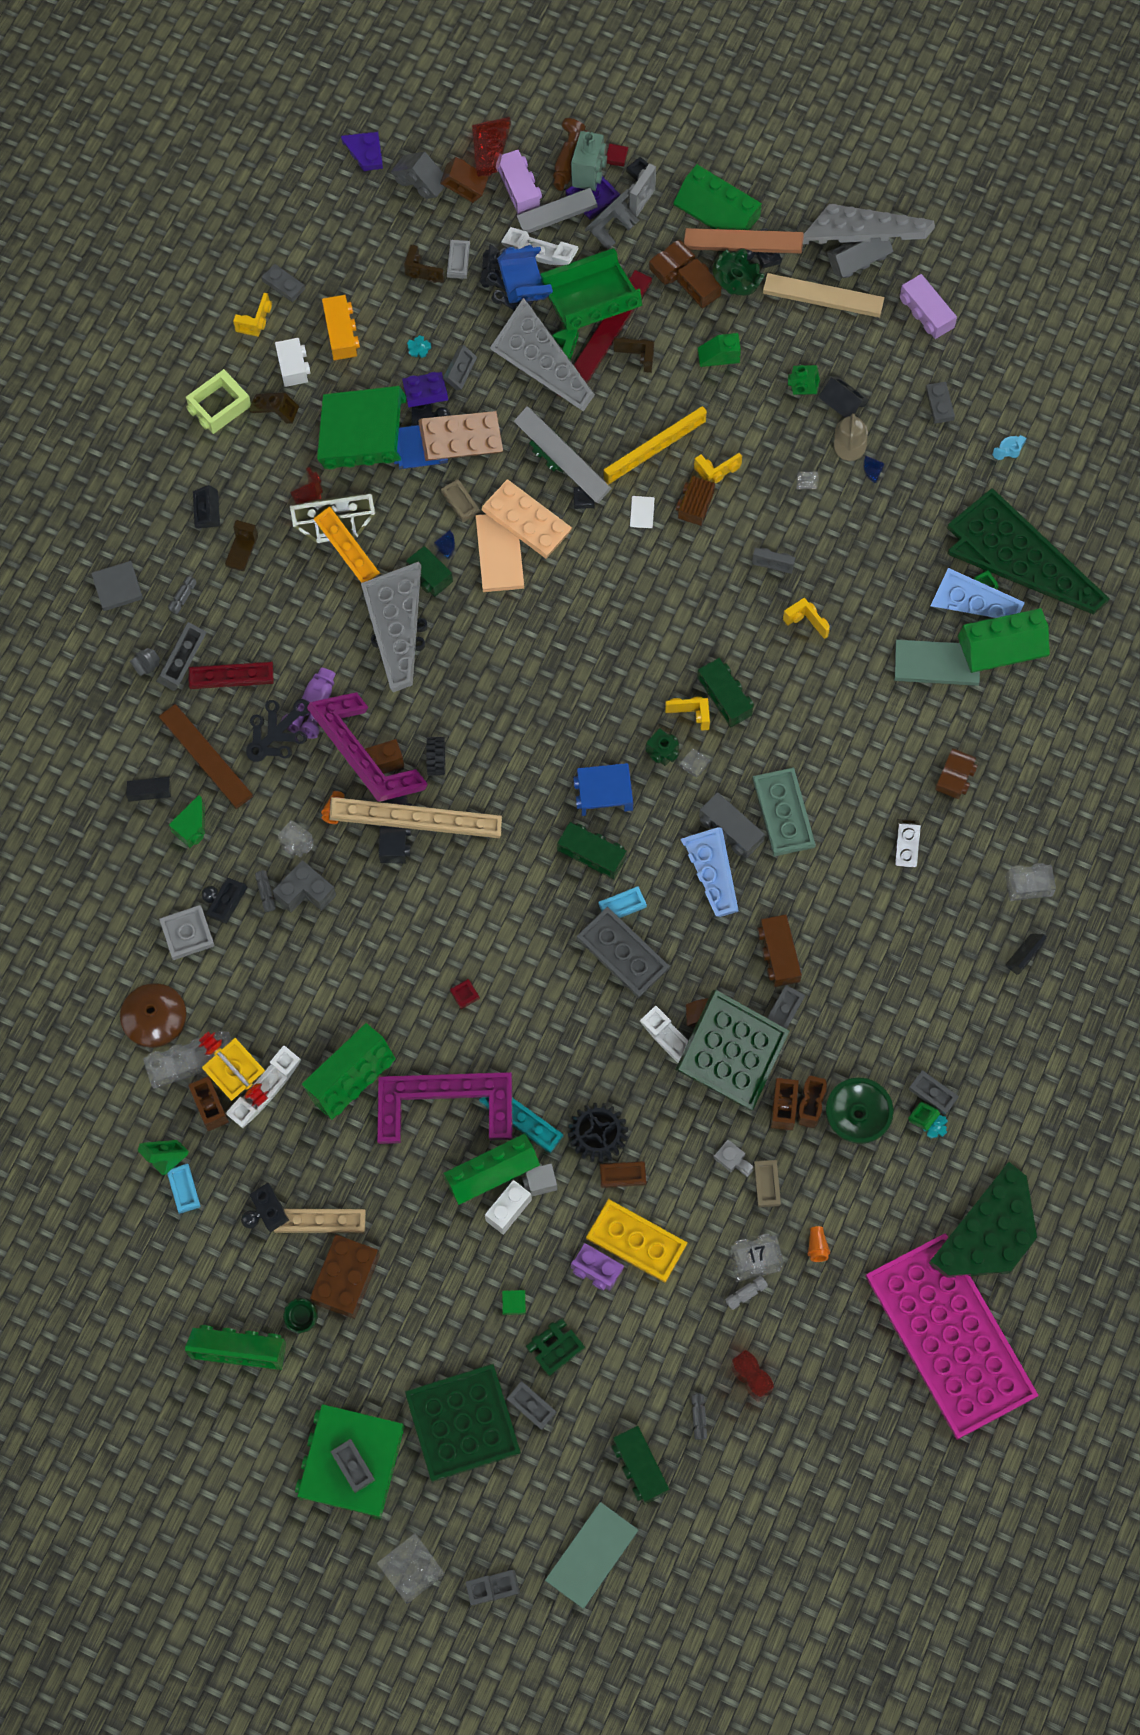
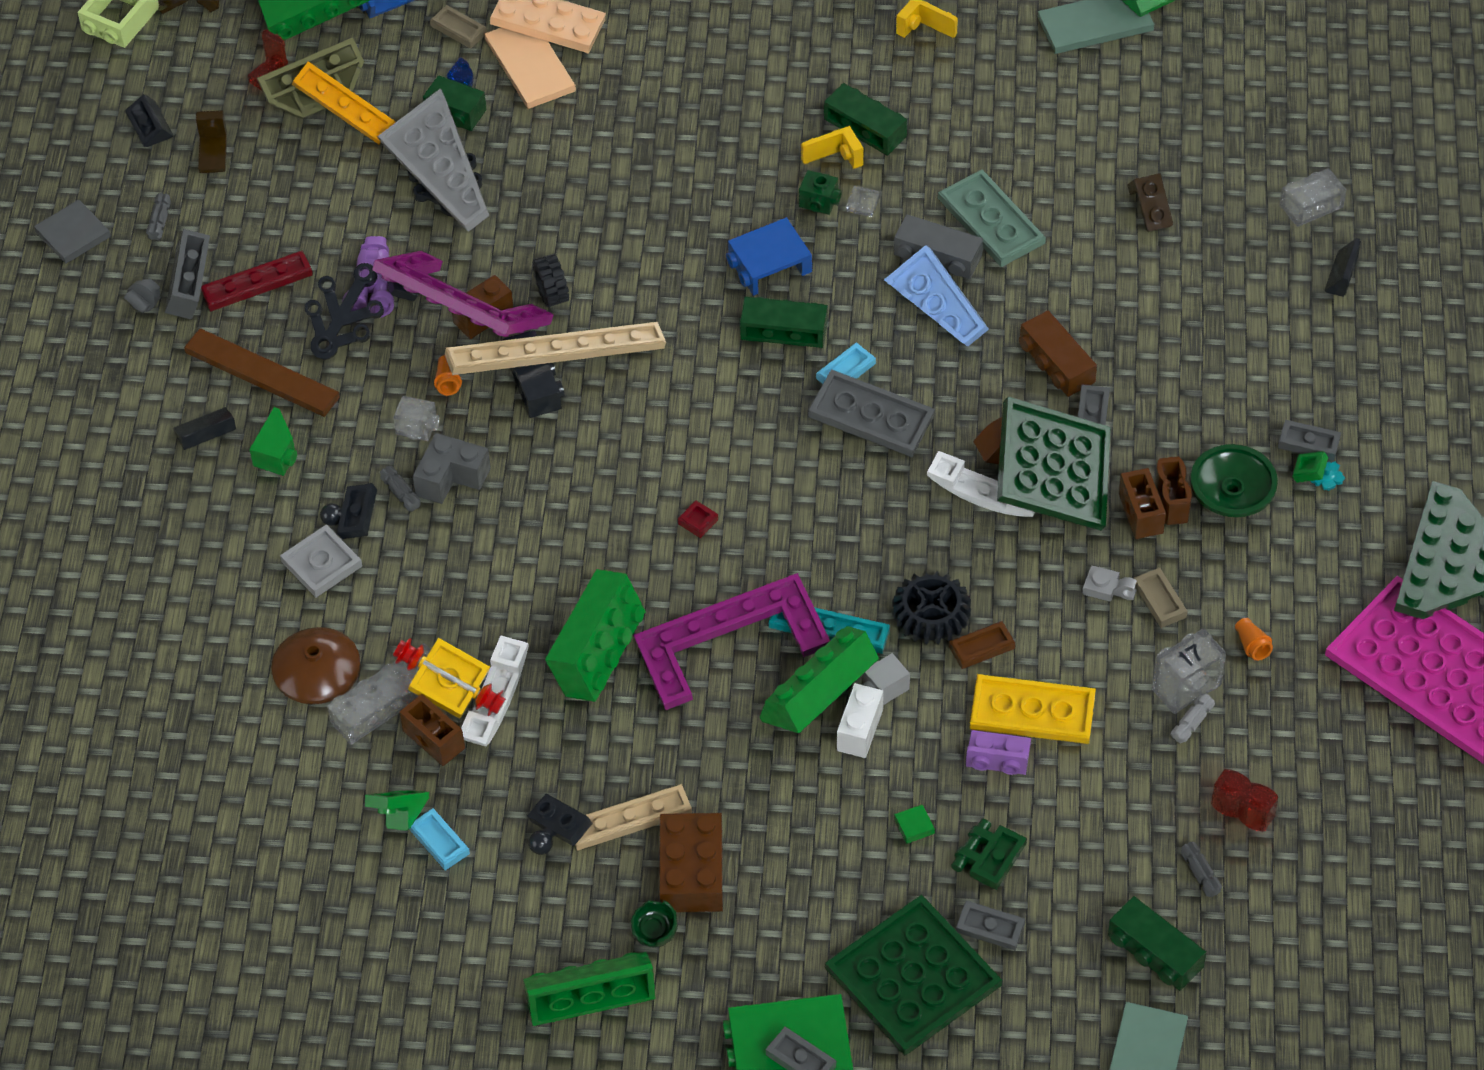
camera: 20 degrees left, 15 degrees down
(956, 773) = (1173, 118): reddish brown brick -> none

